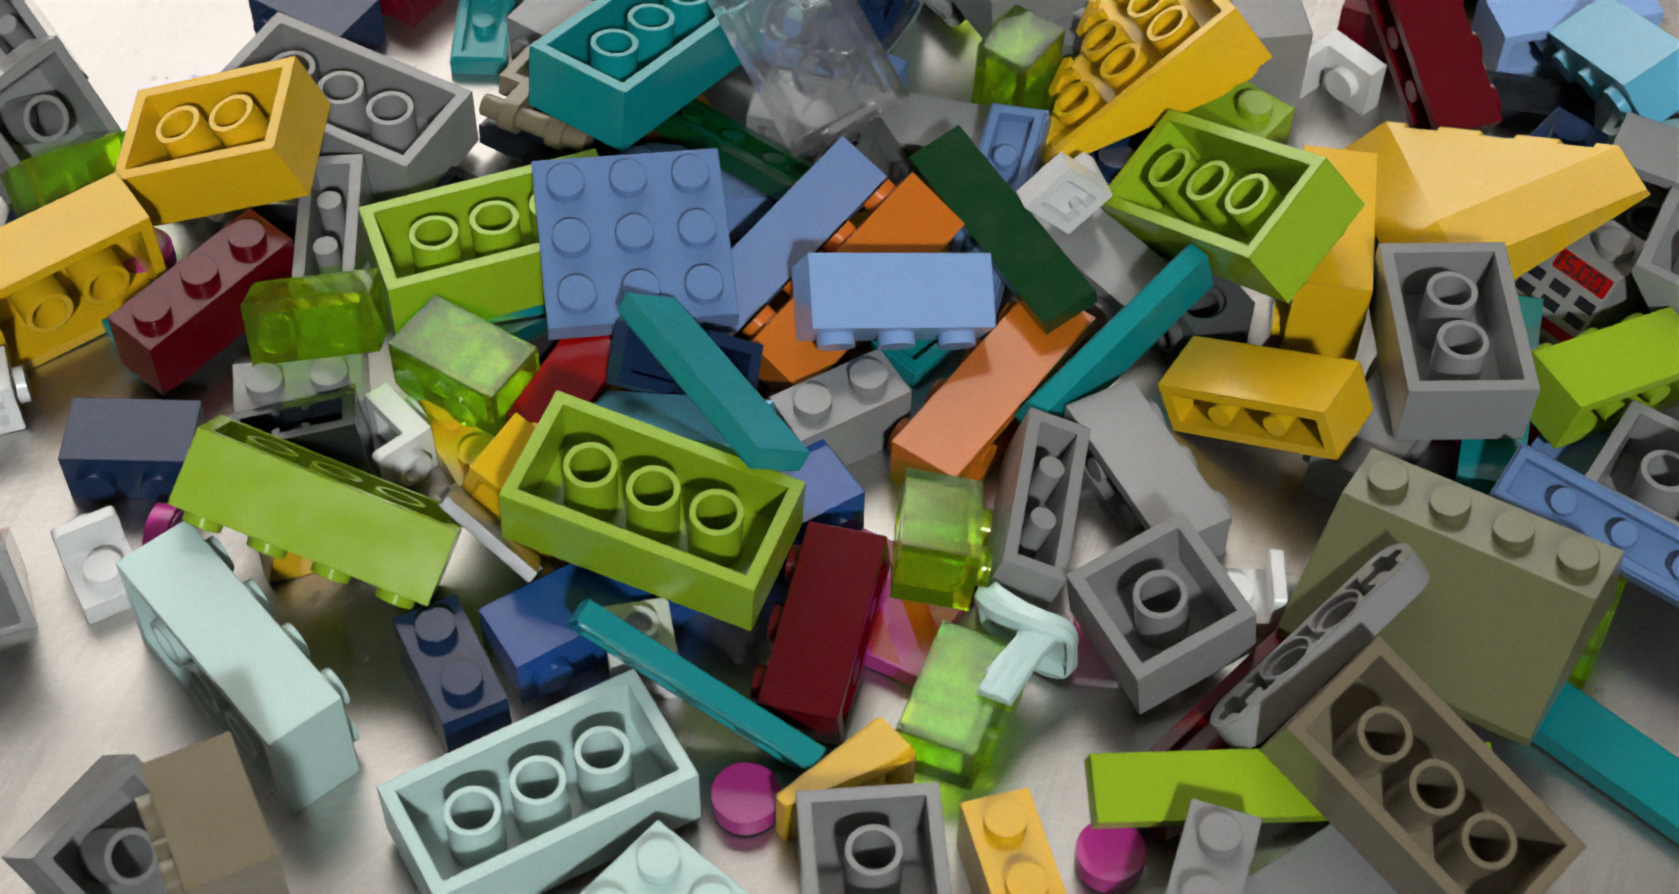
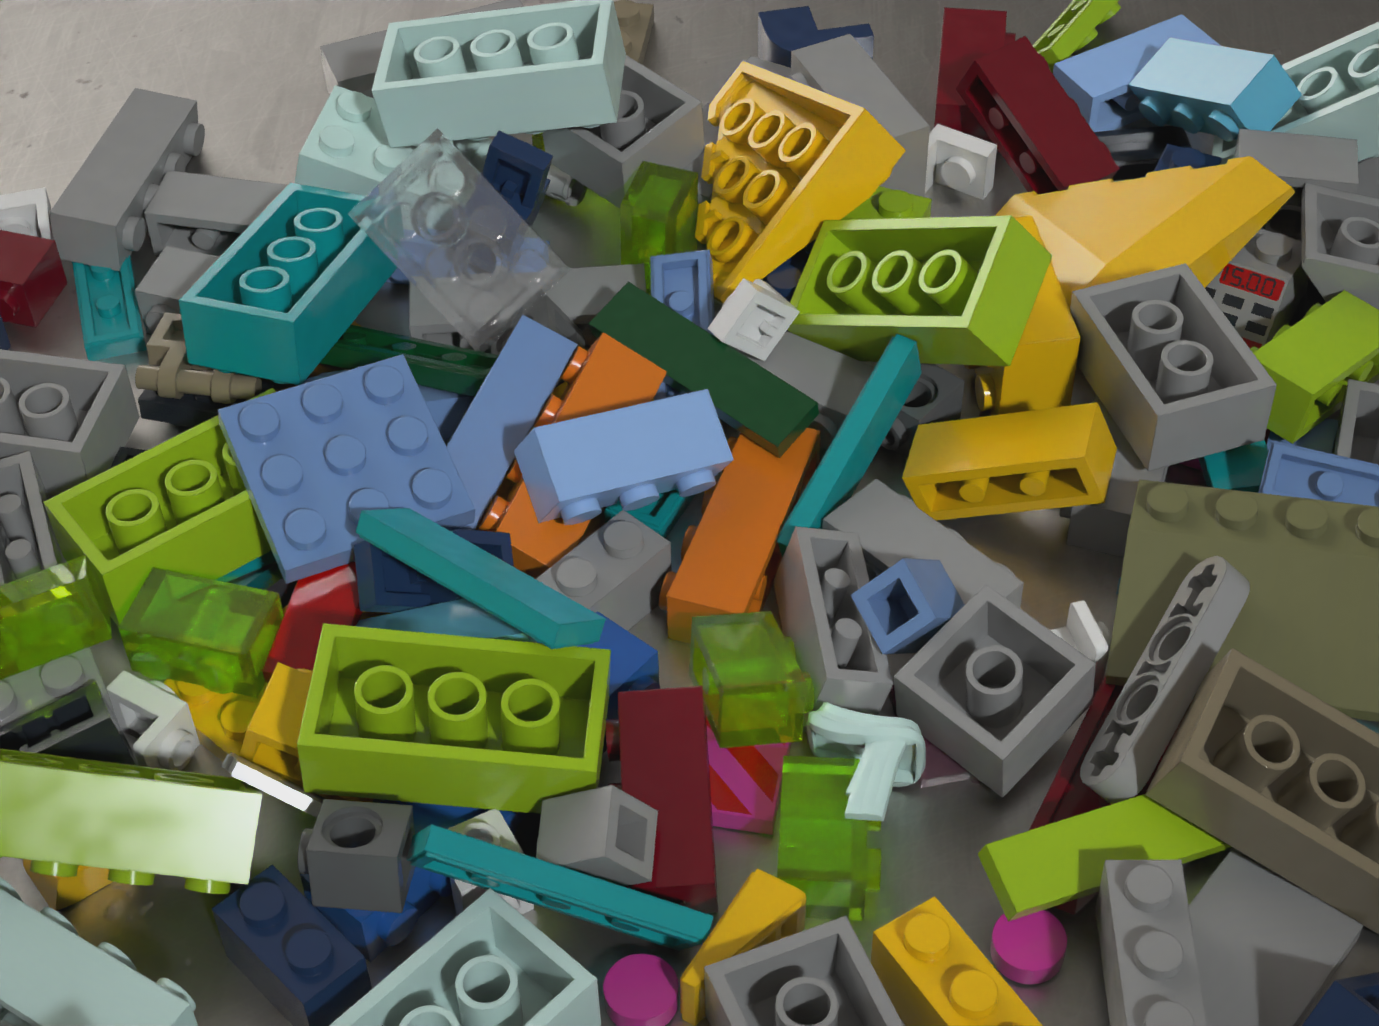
camera: 15 degrees left, 5 degrees down
(528, 607) = (359, 855): none -> dark grey brick
(744, 649) = (599, 835): none -> light grey brick
(1105, 509) = (907, 604): none -> medium blue brick

